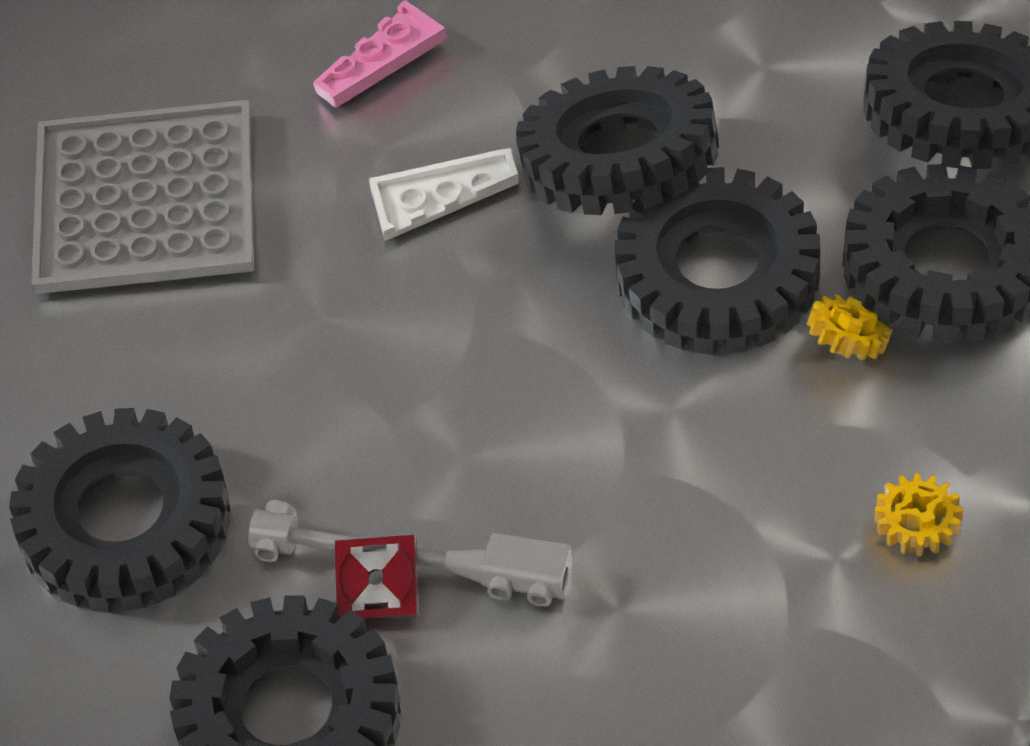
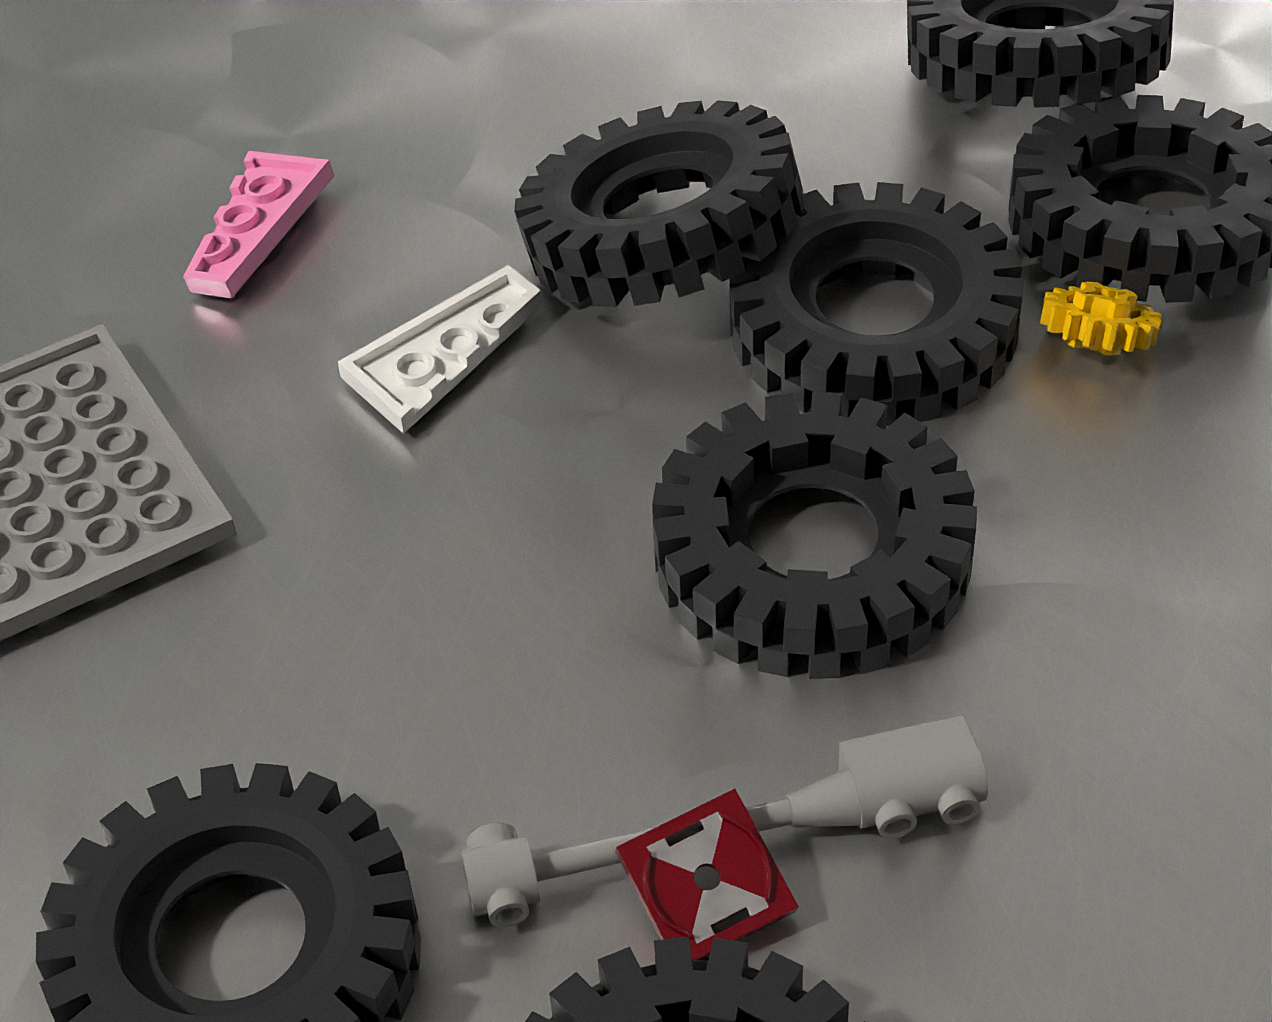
camera: 30 degrees left, 5 degrees down
(615, 350) = (891, 597): none -> black tyre

